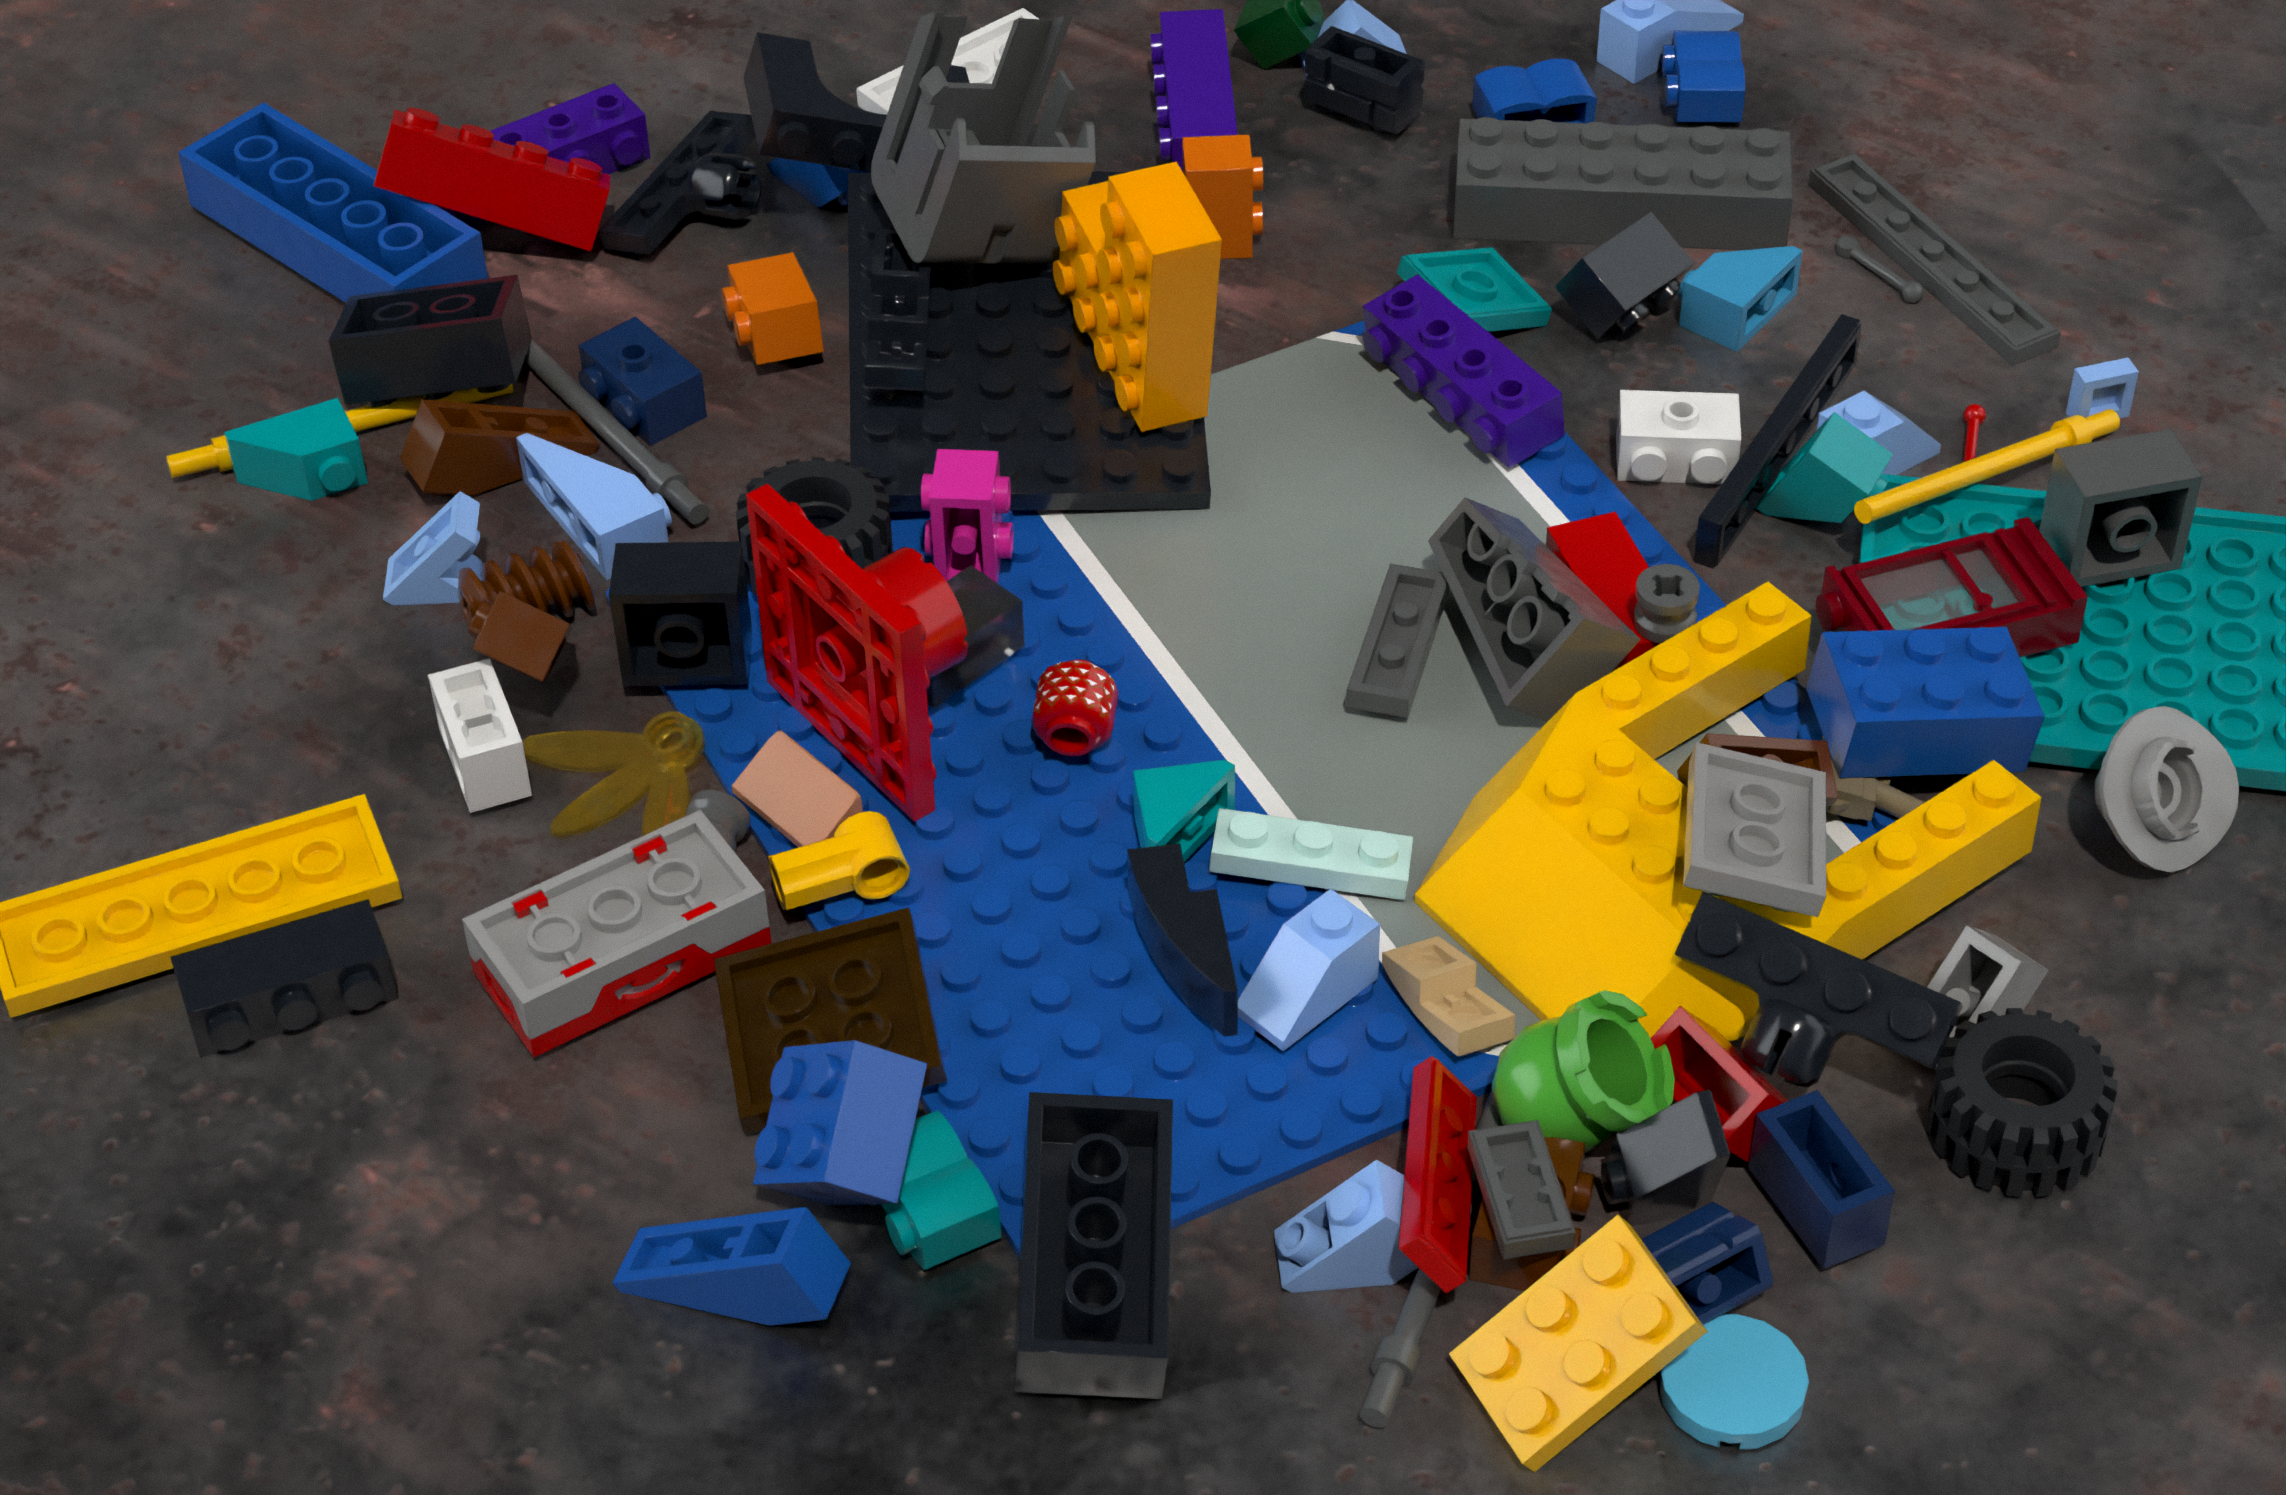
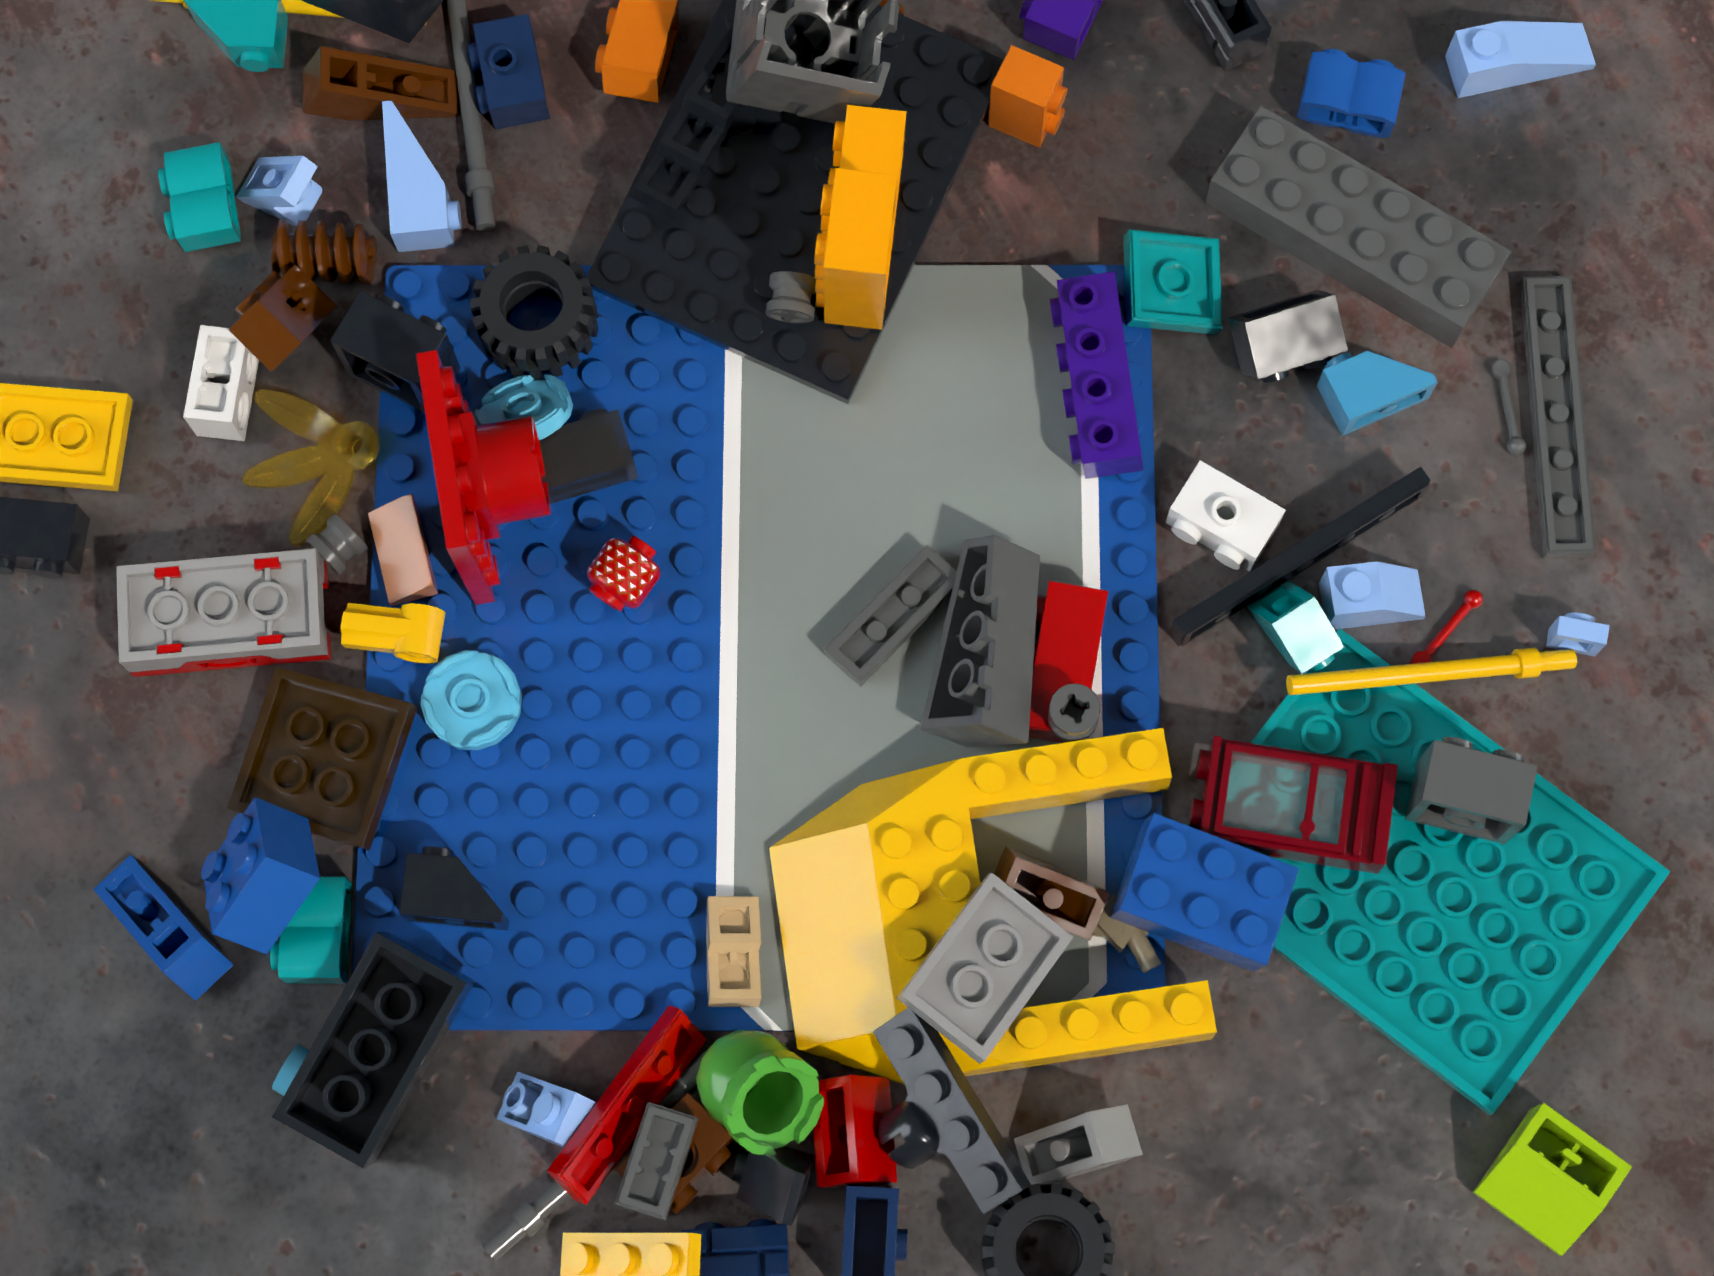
camera: 30 degrees right, 30 degrees up
(344, 603) = (200, 197): none -> teal brick
(966, 512) = (640, 360): dark pink brick -> none
(973, 899) = (471, 700): none -> medium azure tile
(1000, 1338) = (289, 1069): none -> medium azure tile
(1085, 1058) = (446, 893): none -> black slope
(1096, 407) = (791, 297): none -> dark grey wheel
(1181, 803) = (636, 705): teal slope -> none
(1184, 934) = (583, 815): black slope -> none
(1311, 854) = (716, 780): light aqua plate -> none
(1311, 969) = (644, 893): light blue slope -> none
(1704, 76) = (1508, 131): blue brick -> none
(2166, 789) = (1328, 1052): light grey hat -> none

